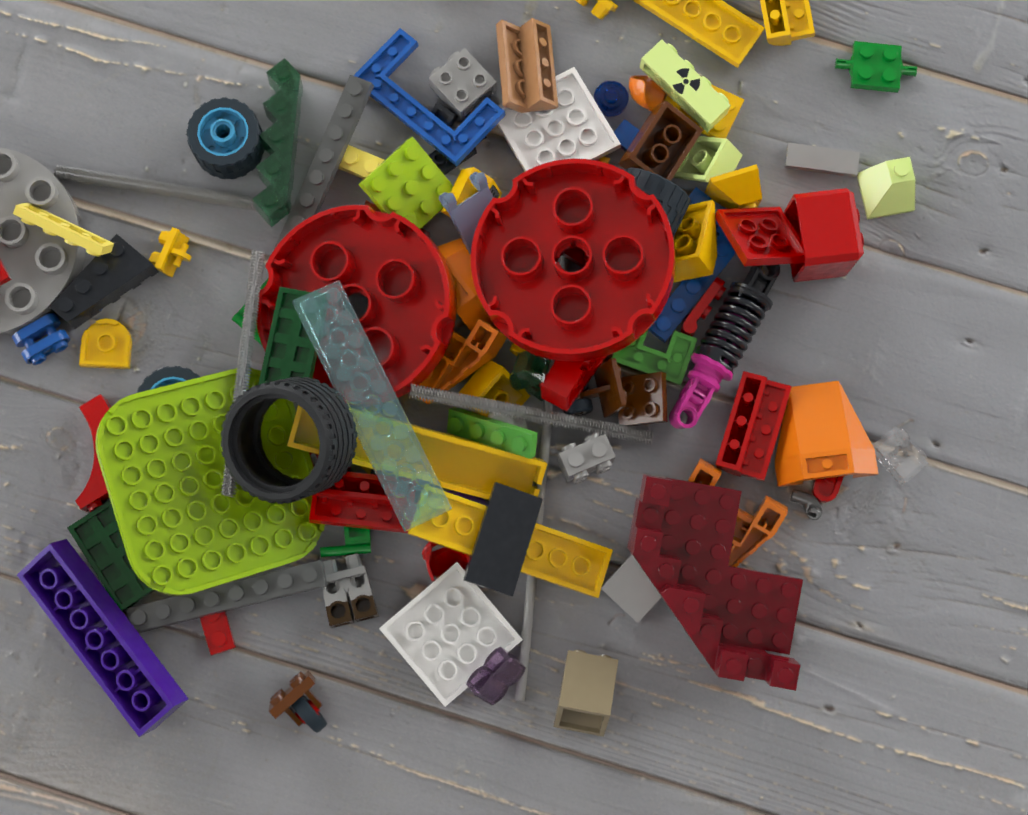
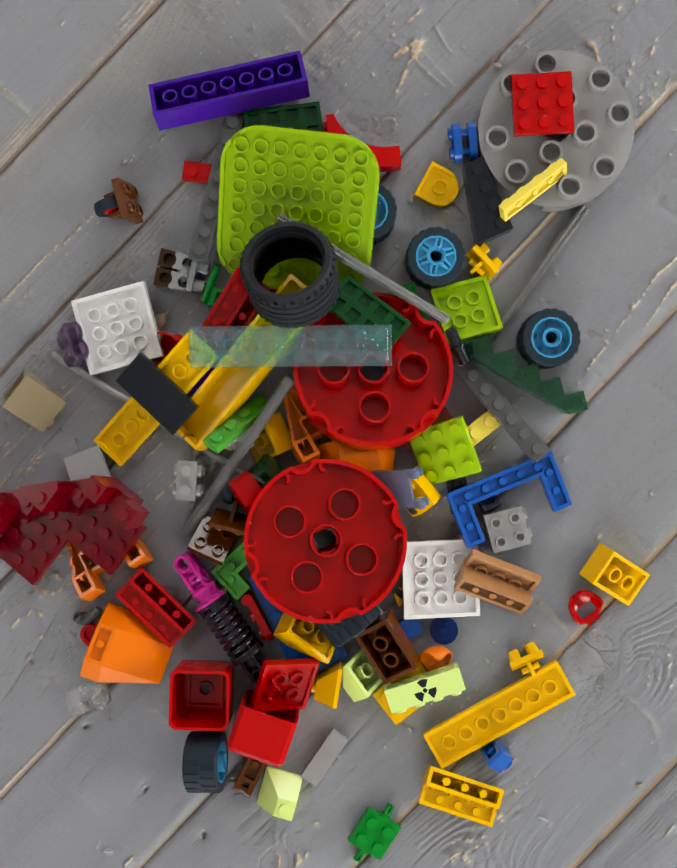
camera: 120 degrees right, 10 degrees up
(195, 323) = (440, 244): none -> wheel
(227, 242) = (470, 307): none -> lime plate
(281, 229) = (457, 345): none -> black axle
(836, 306) = (199, 710): none -> red plate
(884, 230) = (250, 773): none -> reddish brown plate
(895, 280) = (205, 762): none -> black wheel

